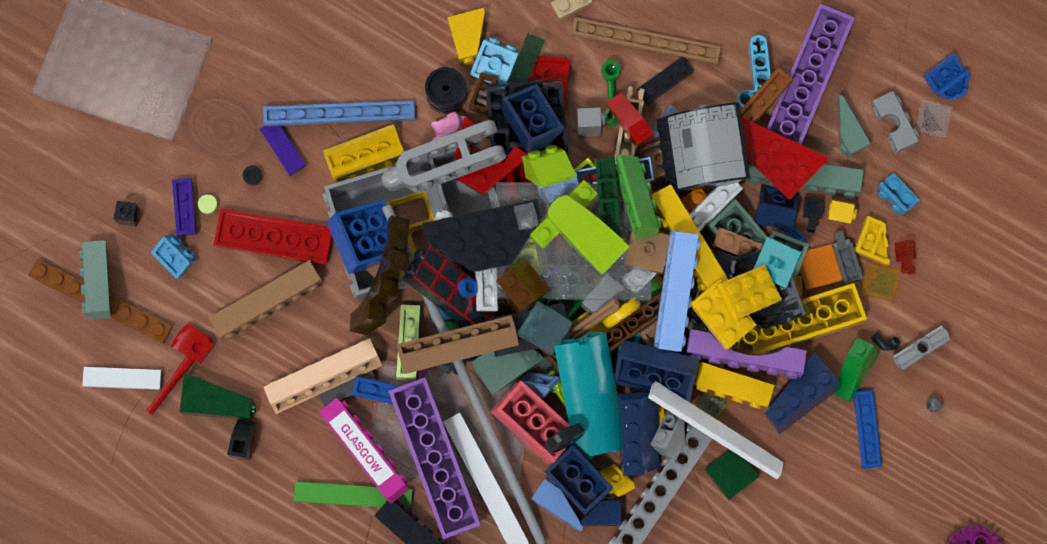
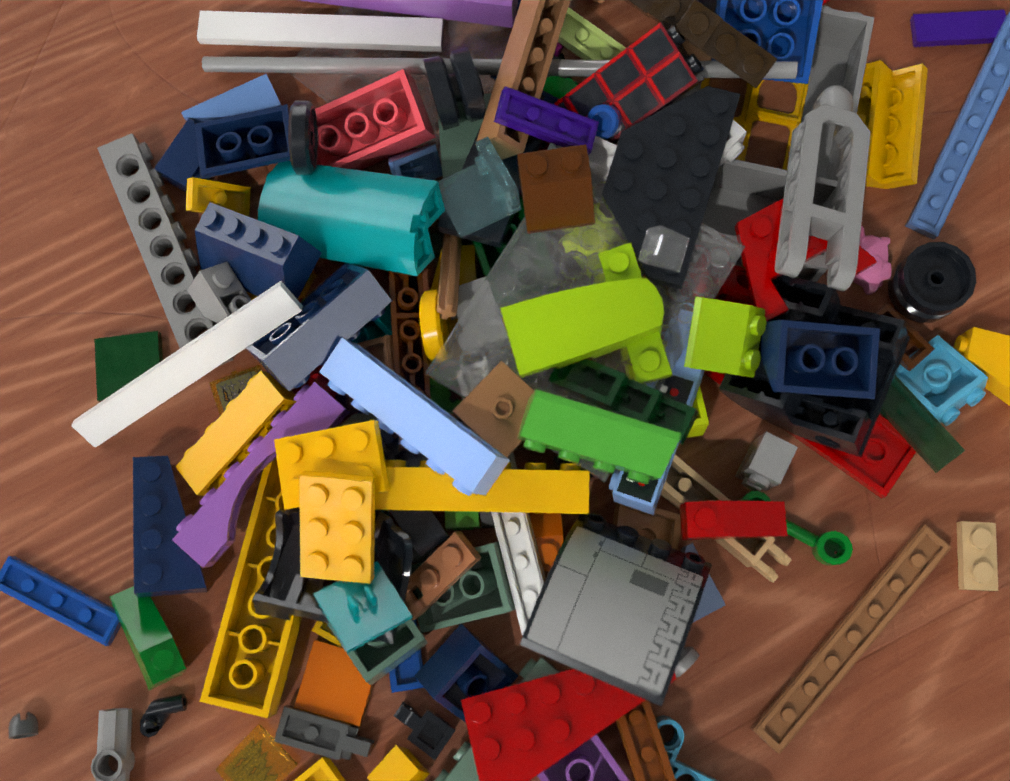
camera: 125 degrees right, 0 degrees up
(490, 374) = (456, 88): none -> black wheel
(491, 310) = (544, 120): none -> dark purple tile
(666, 80) = (769, 629): black plate -> none

